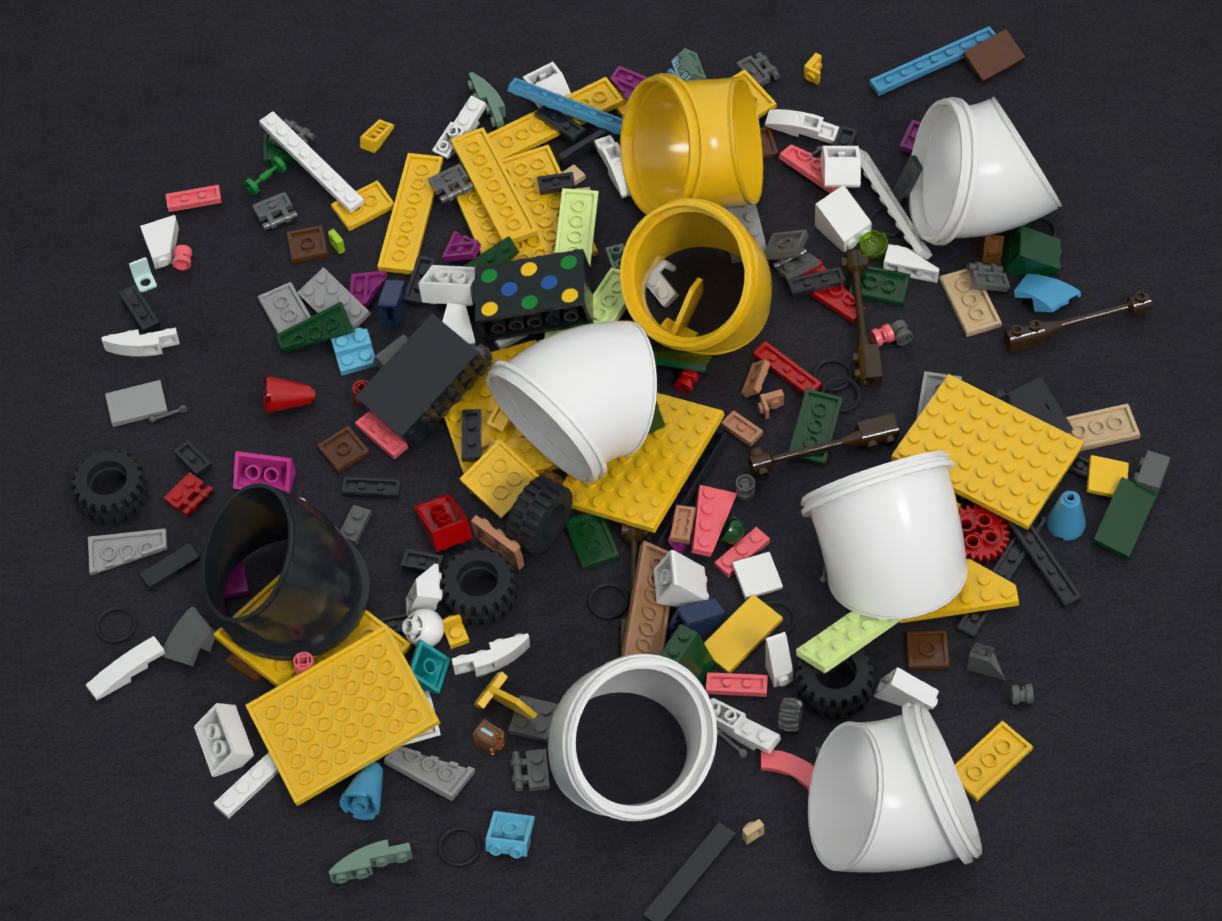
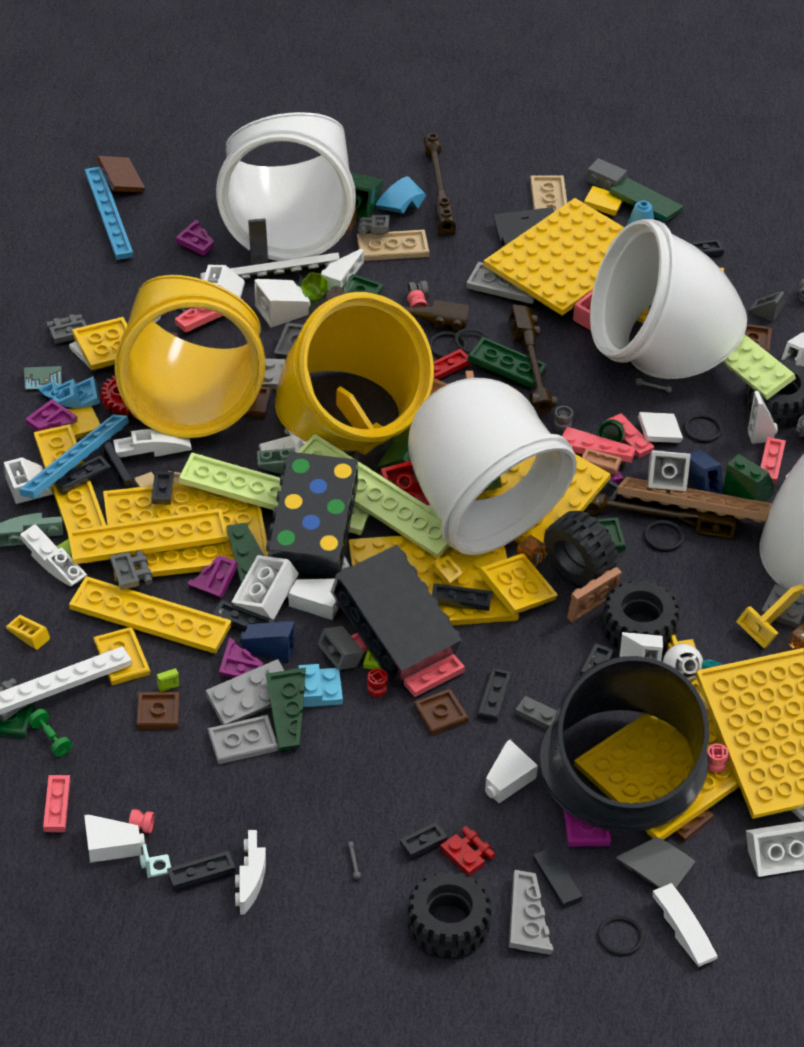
camera: 85 degrees left, 10 degrees down
(136, 403) = (331, 888): light grey tile -> none
(264, 469) = (461, 778): dark pink slope -> none
(273, 206) = (97, 732): dark grey plate -> none
(285, 394) = (365, 749): red cone -> none
(443, 522) = (553, 638): red slope -> none
(487, 661) = (716, 620): white slope -> none
(742, 633) = (715, 442): yellow tile -> none
(812, 69) = (85, 291): yellow bracket -> none

